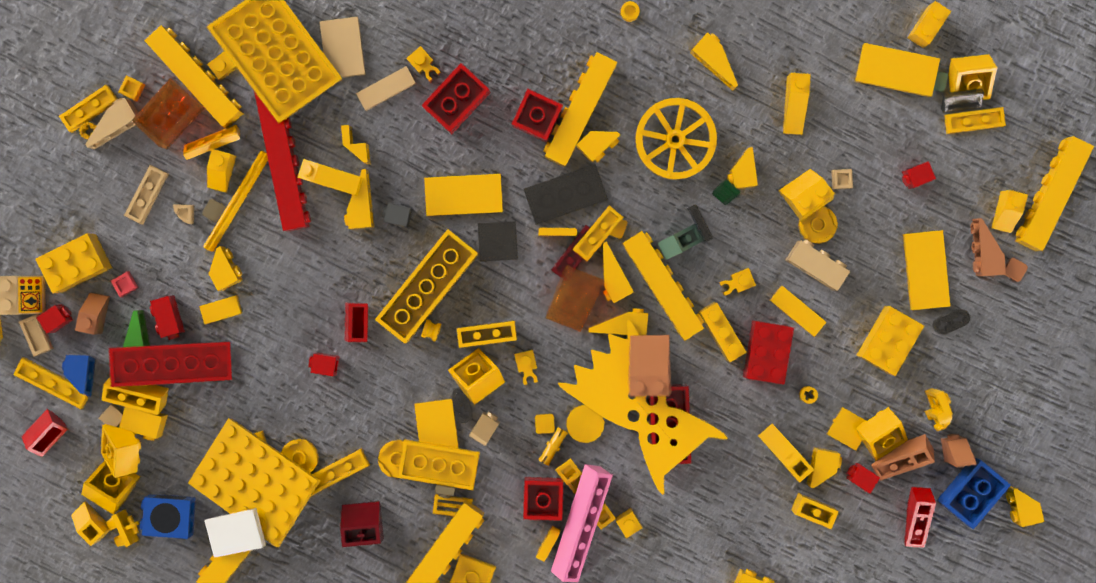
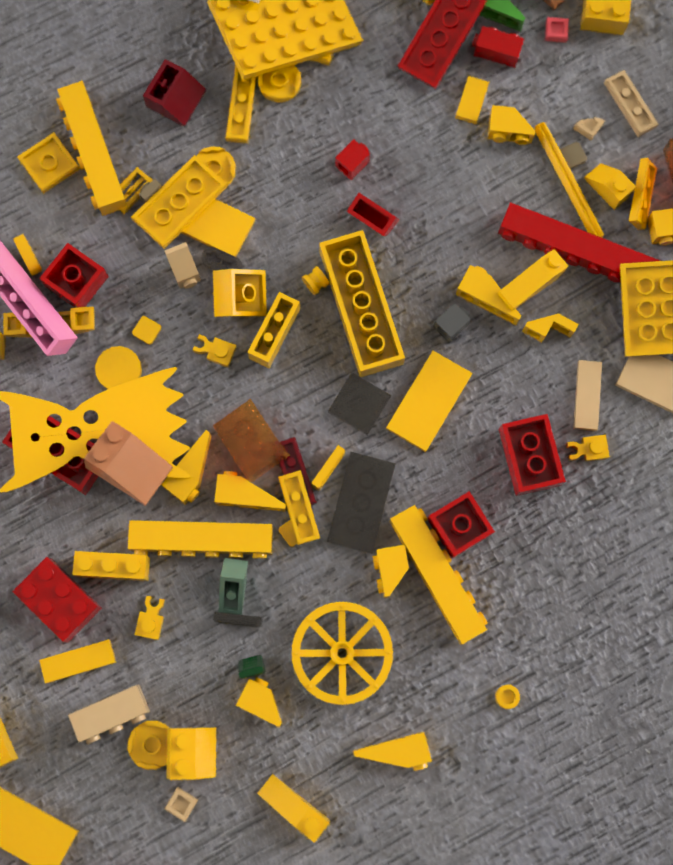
camera: 125 degrees right, 10 degrees down
(553, 446) = (118, 322): yellow pin -> none

